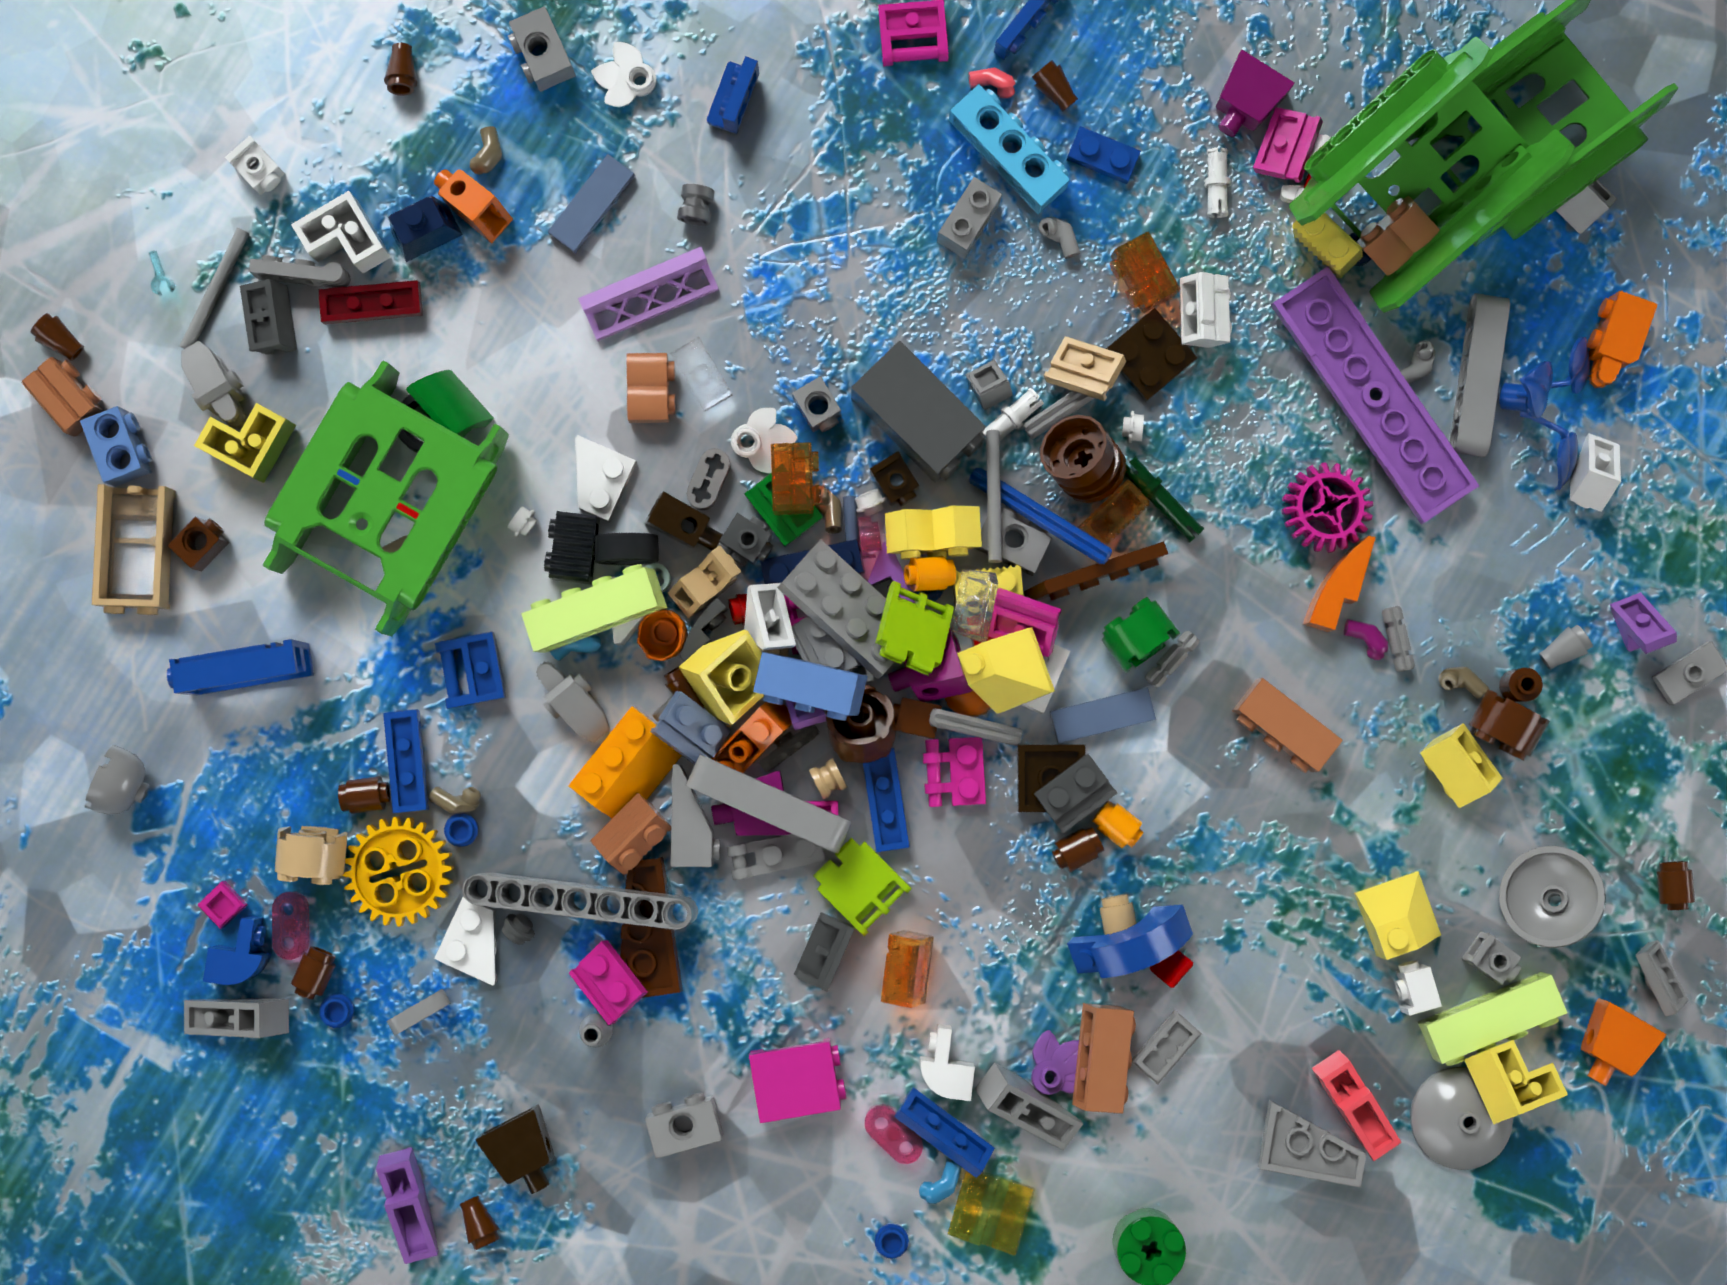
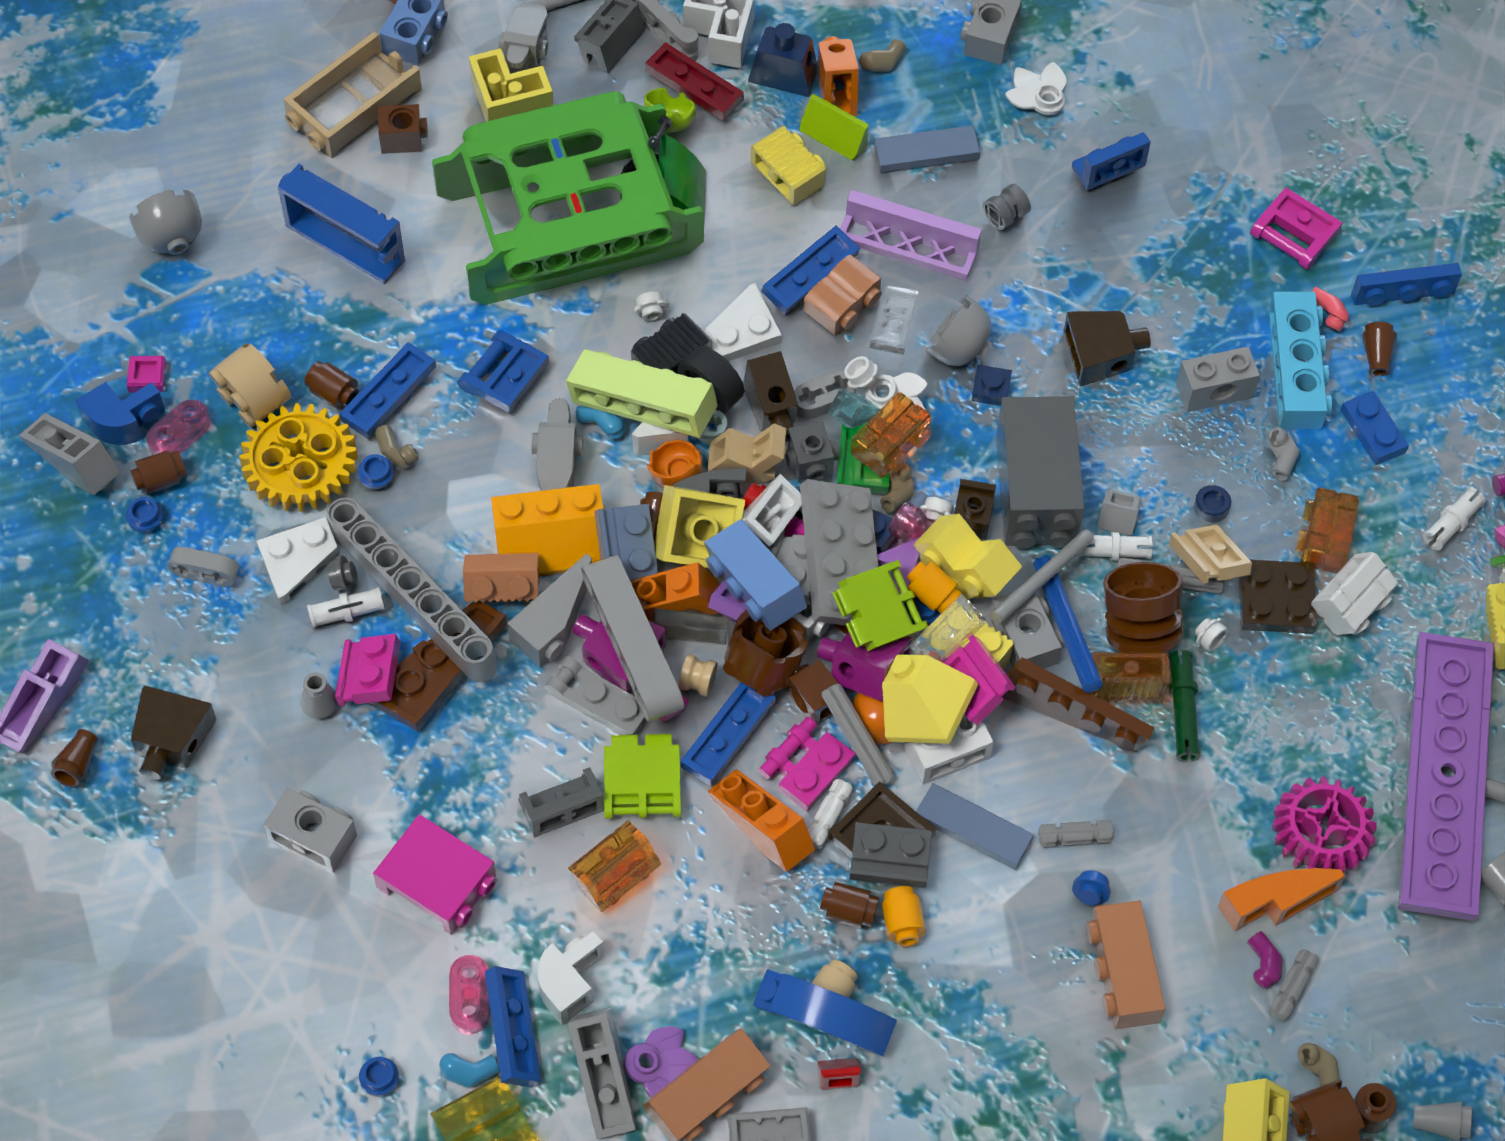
camera: 45 degrees right, 25 degrees down
(378, 344) = (678, 110): none -> lime hair
(396, 371) = (665, 123): none -> black hinge
(508, 312) = (789, 165): none -> light yellow brick
(510, 249) = (834, 128): none -> lime slope
(544, 949) = (321, 614): none -> white pin
(606, 387) = (805, 271): none -> blue plate
(718, 448) = (861, 373): none -> white plate
(744, 476) = (852, 409): none -> clear light blue slope
(762, 346) = (962, 335): none -> light grey cylinder
(815, 362) = (991, 384): none -> dark blue plate
(817, 391) = (965, 397): light grey brick -> none
(864, 261) = (1102, 344): none -> dark brown torso
(964, 841) = (764, 820): none -> orange slope
(1002, 795) = (829, 812): none -> white axle
(1046, 320) = (1212, 503): none -> dark blue tile
(1139, 634) = (1064, 780): green brick -> none
(1218, 691) = (1091, 888): none -> blue plate

